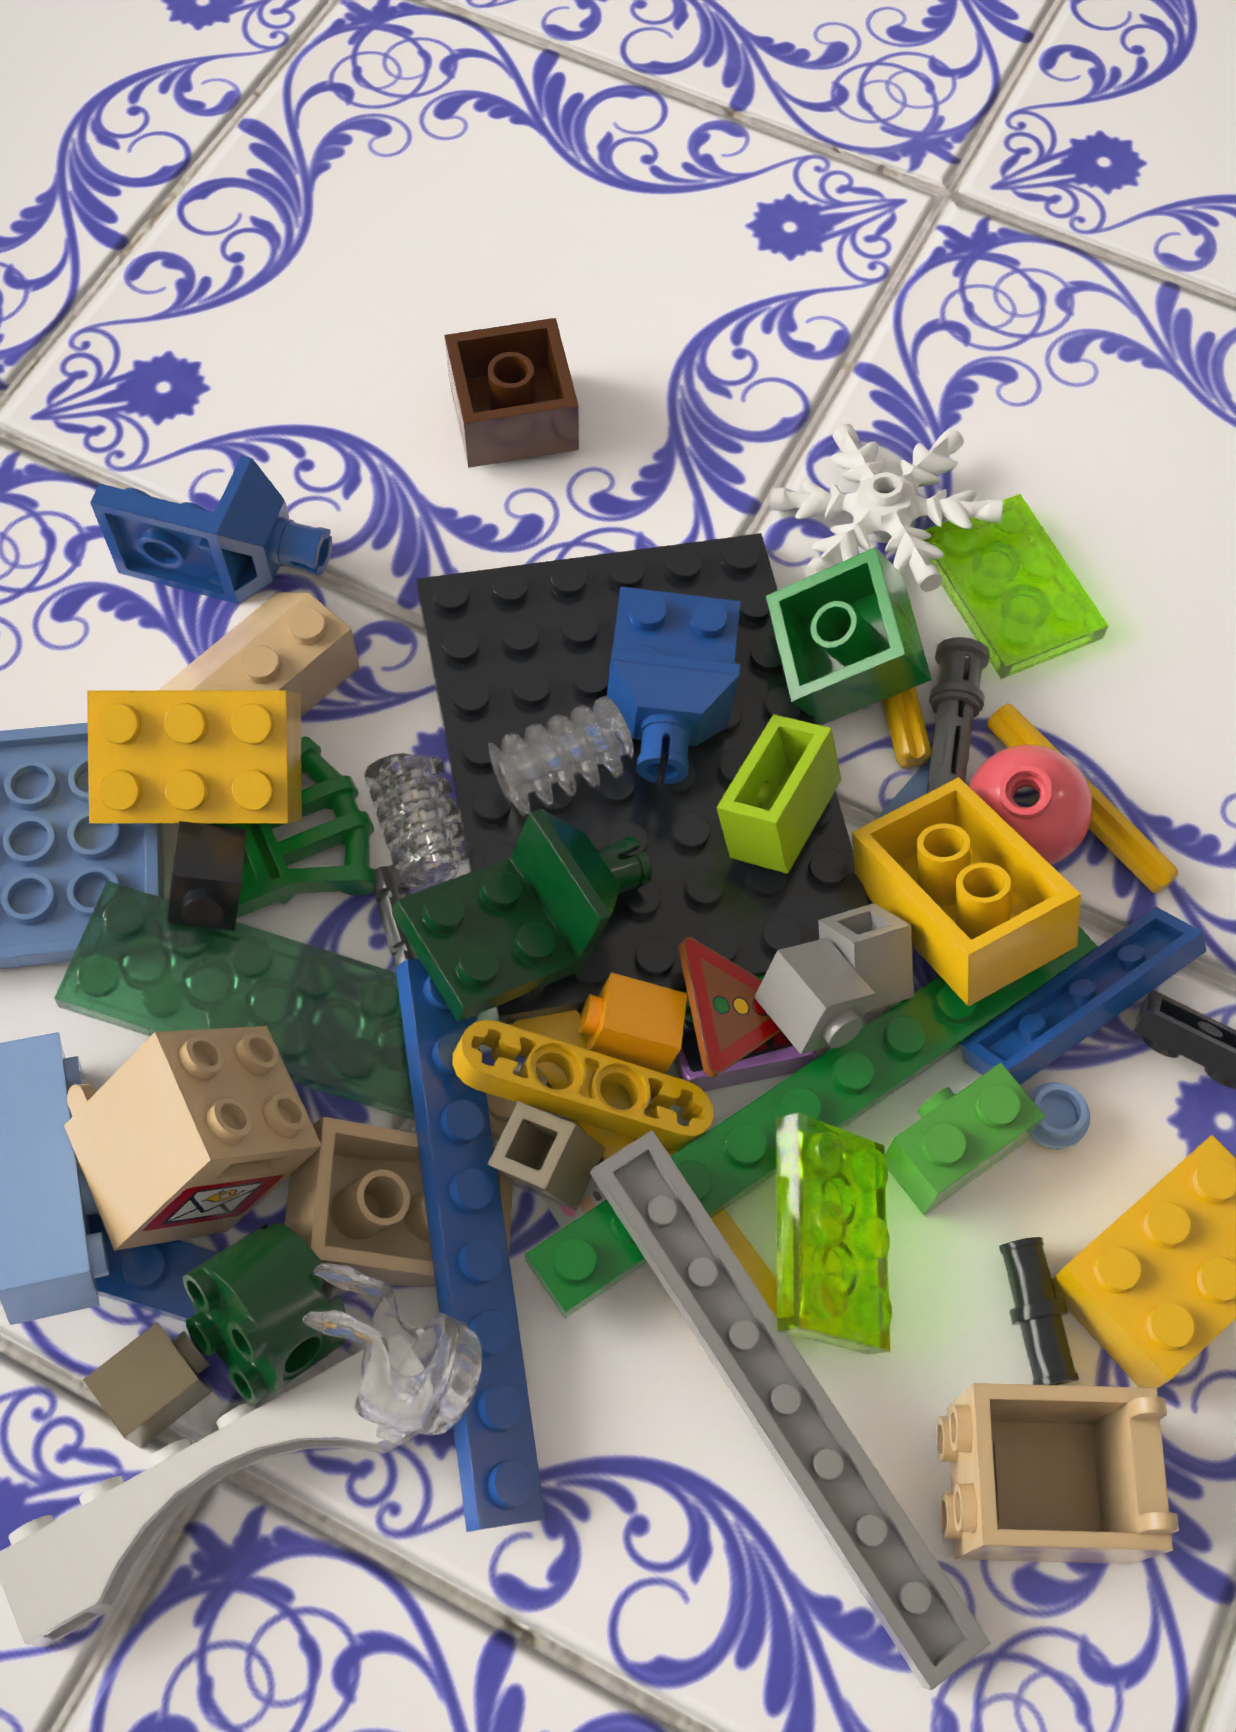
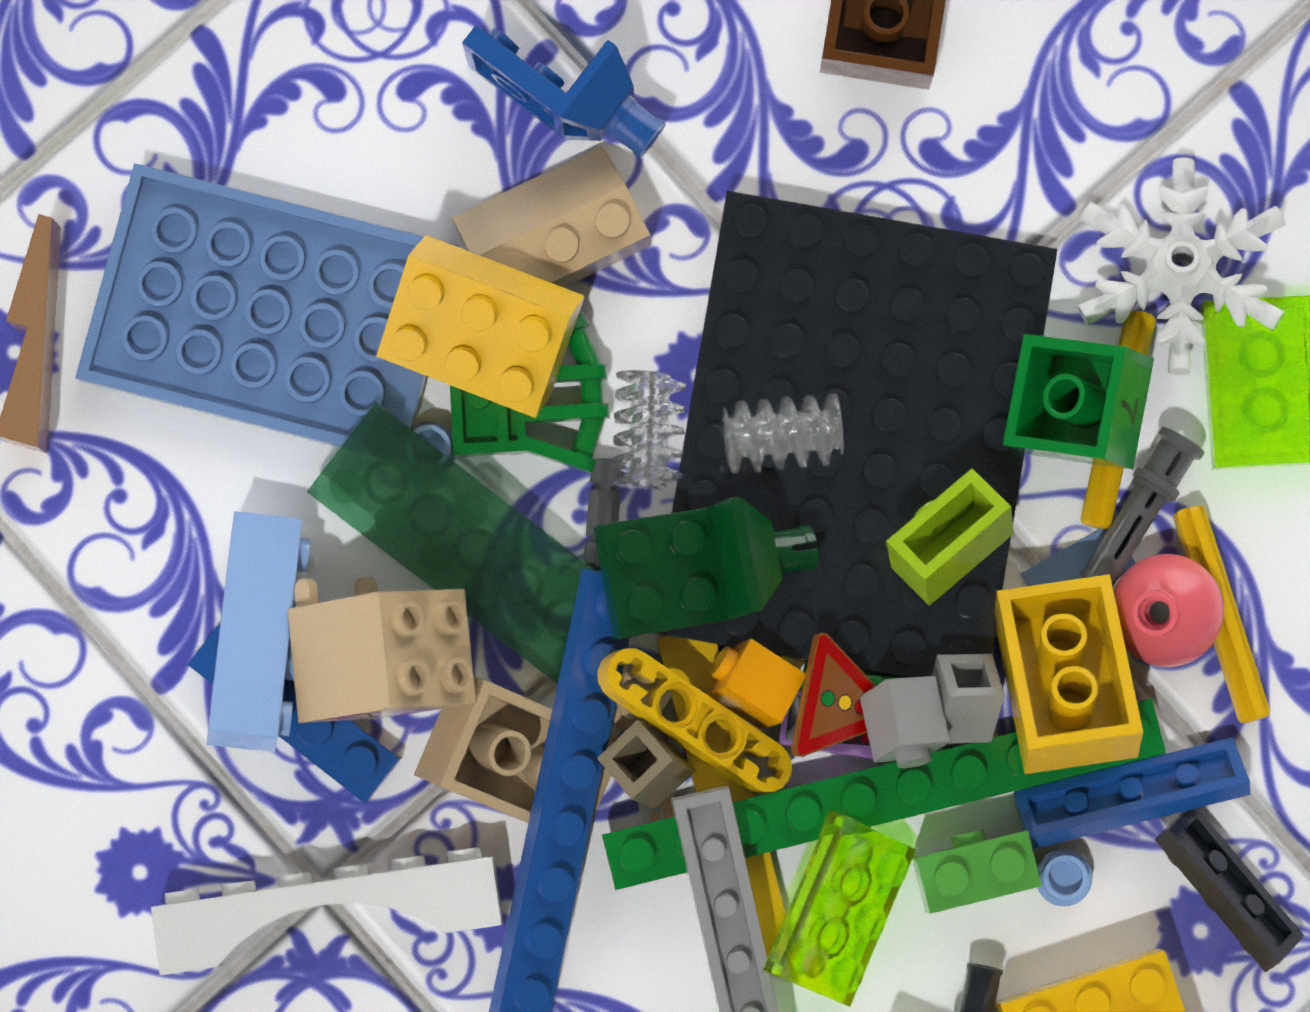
camera: 25 degrees right, 20 degrees up
(150, 1383) = (295, 820): dark tan brick -> none
(206, 876) = (456, 436): black brick -> none
(253, 1309) = (394, 807): dark green brick -> none
(409, 1373) = (486, 901): clear hair -> none
(673, 673) = (911, 379): blue plate -> none

